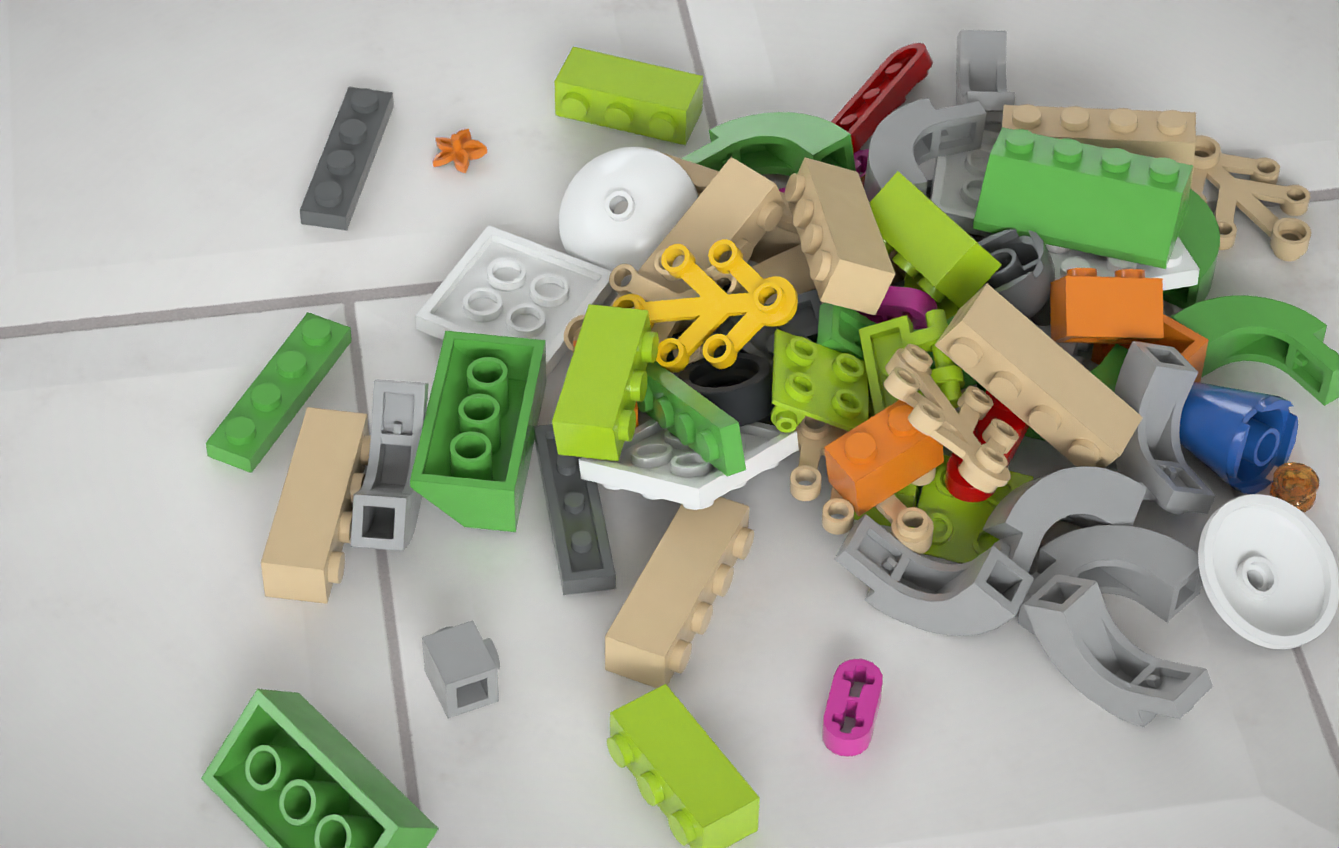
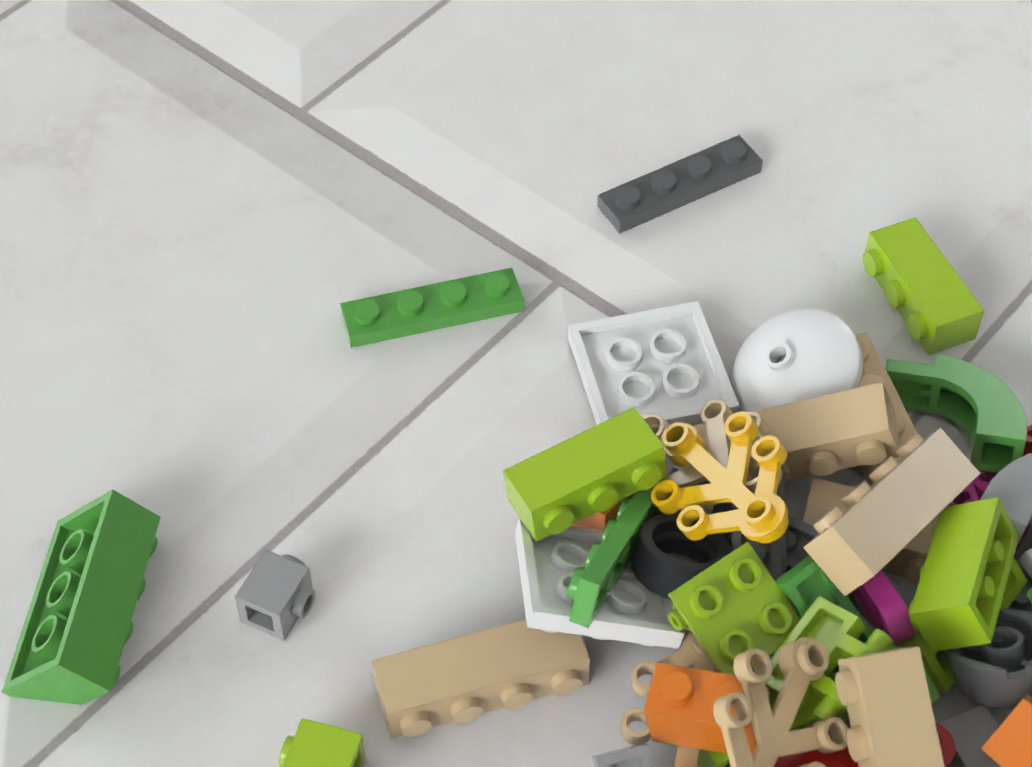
camera: 50 degrees right, 5 degrees up
(316, 506) = (343, 401): tan brick -> none
(386, 505) = (391, 438): light grey arch -> none
(459, 150) = (759, 234): orange plant -> none
(481, 428) = (463, 446): bright green slope -> none
(574, 519) = (471, 572): dark grey plate -> none

